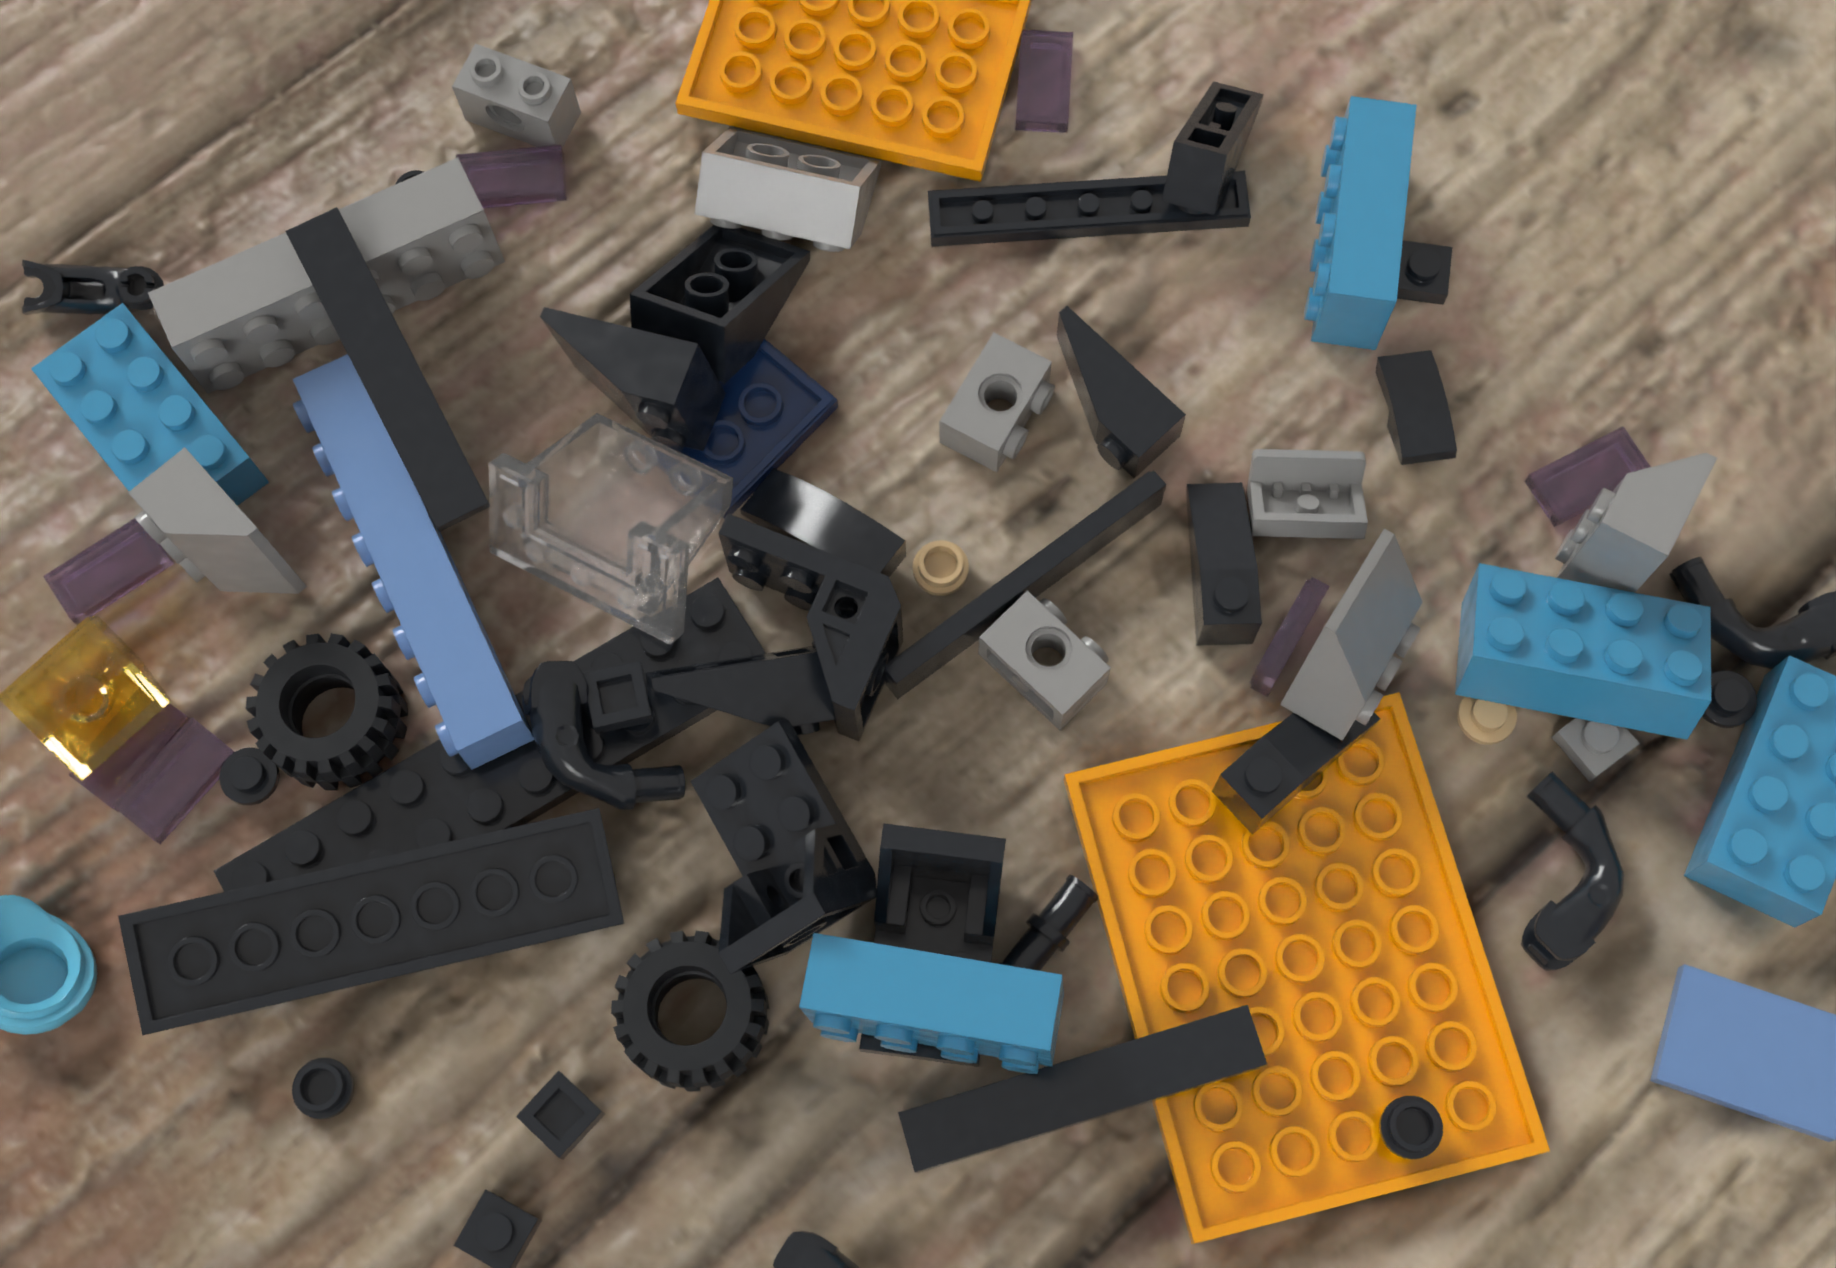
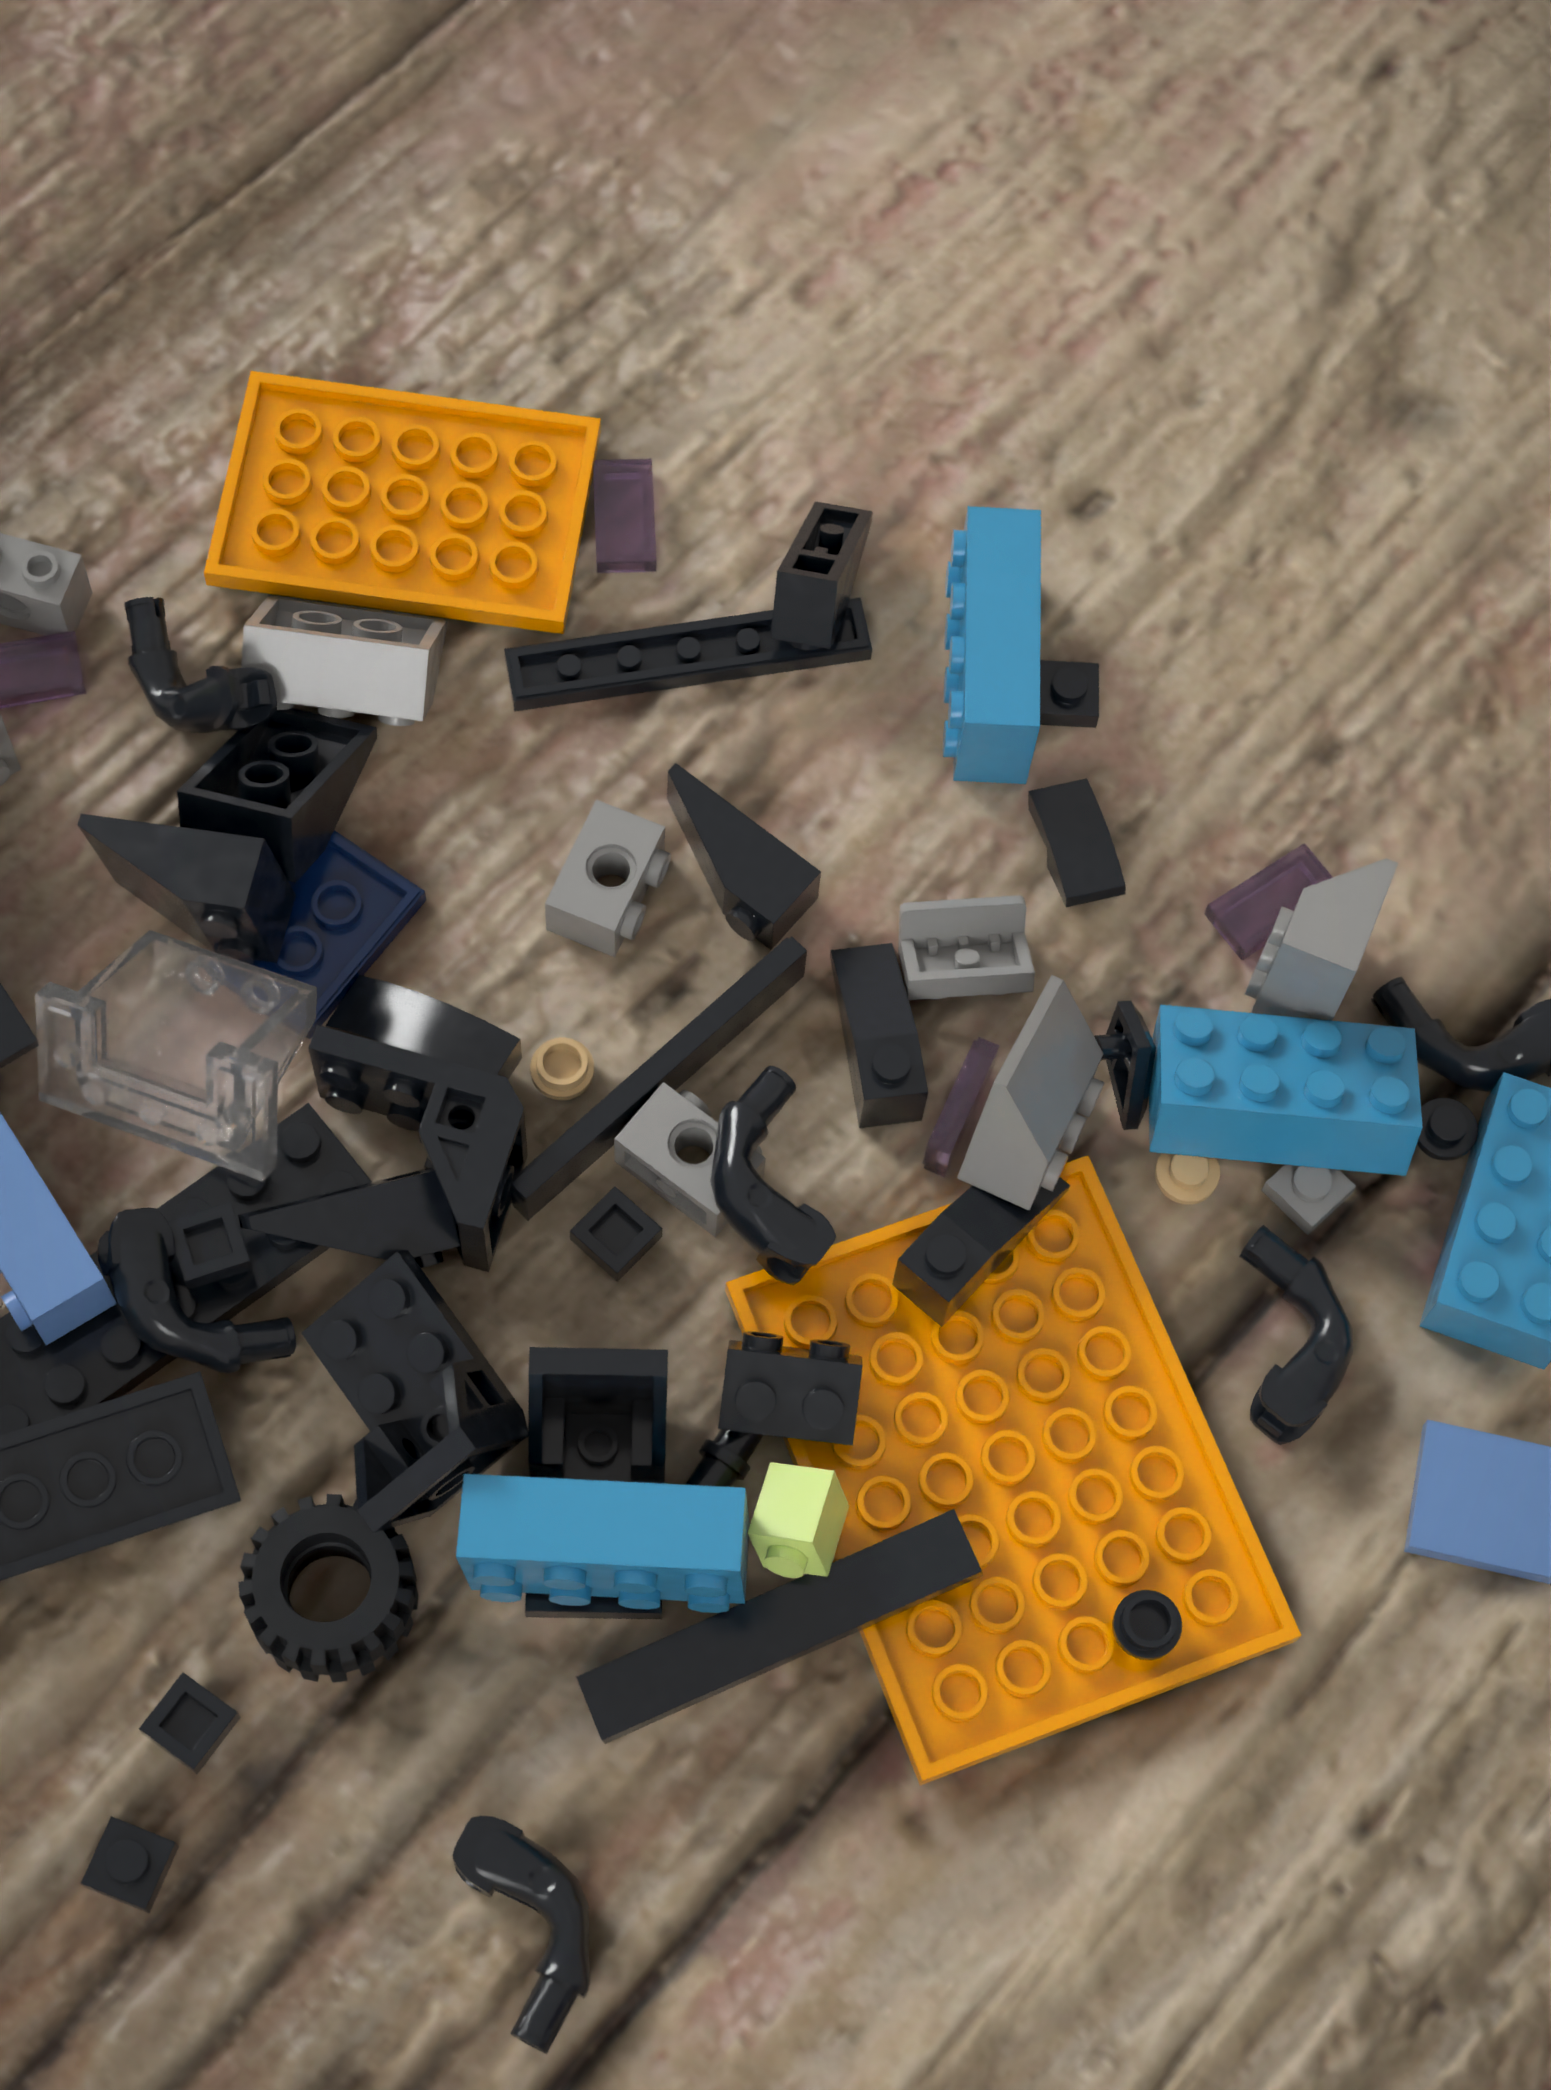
camera: 15 degrees left, 5 degrees down
(677, 217) = (219, 702): none -> black piece
(972, 720) = (616, 1233): none -> black plate
(1107, 999) = (798, 1520): none -> yellowish green brick
(1113, 878) = (791, 1389): none -> black bracket
(1120, 740) = (783, 1235): none -> black piece
(1445, 610) = (1130, 1062): none -> black piece

